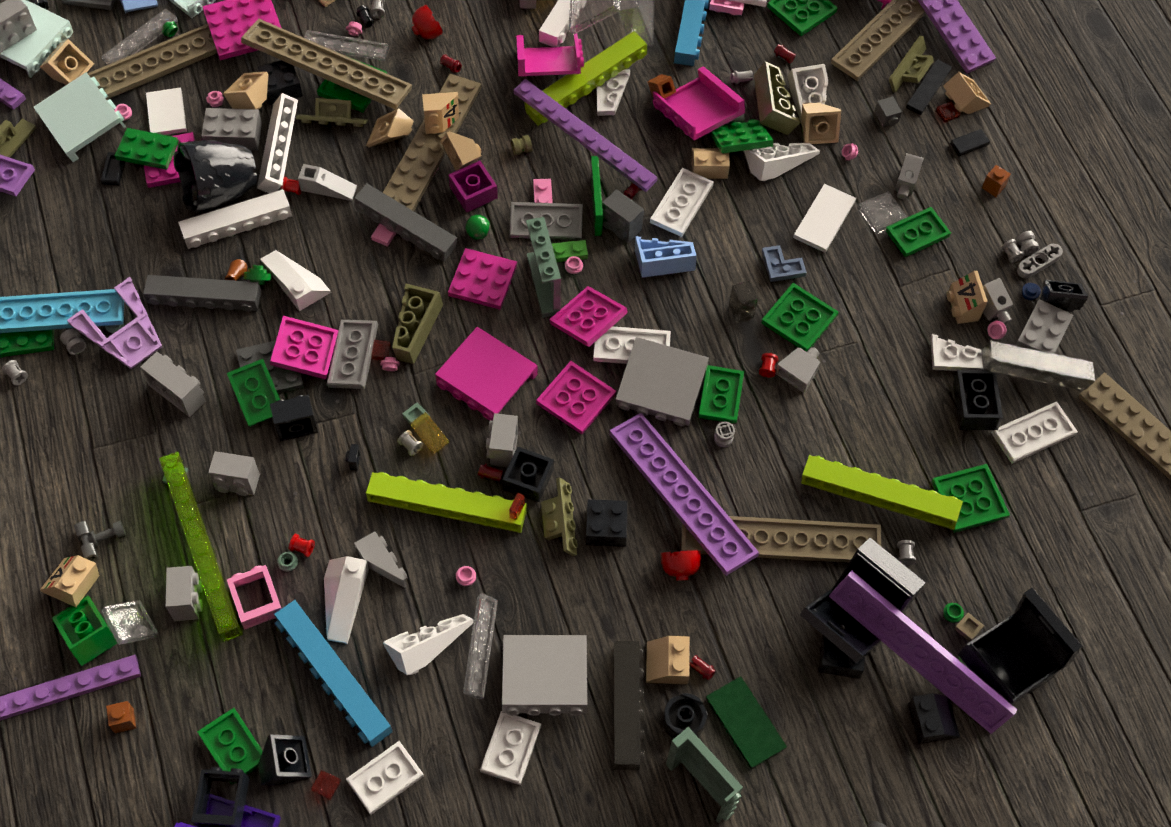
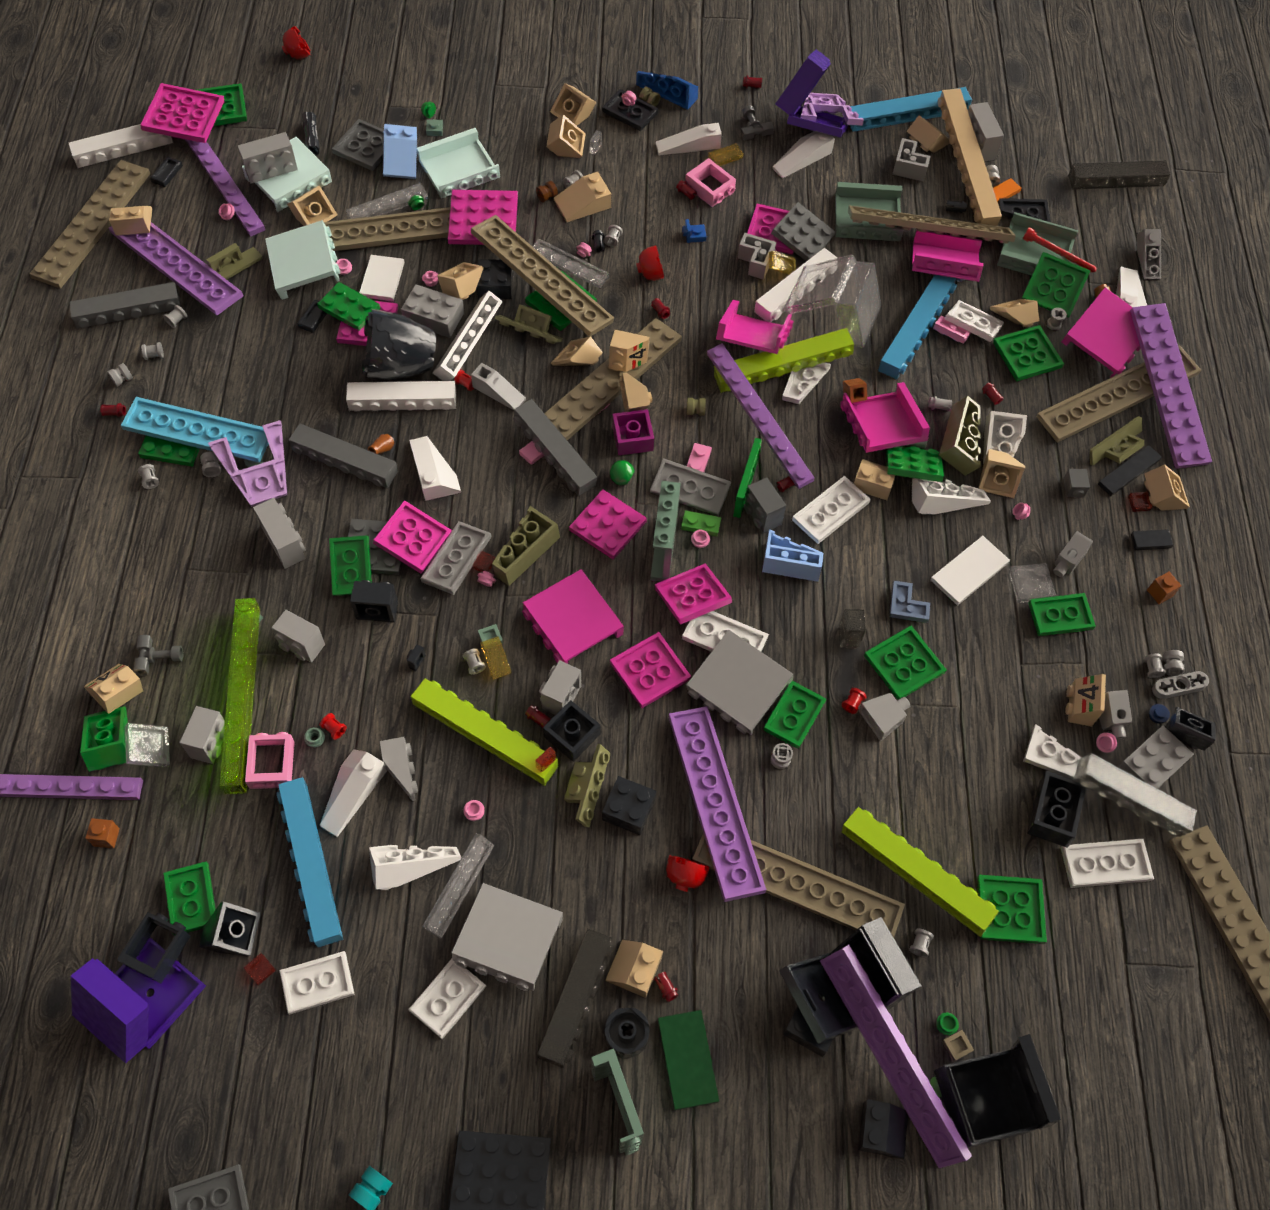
camera: 20 degrees right, 0 degrees up
(257, 274) = (398, 454): green plate -> none

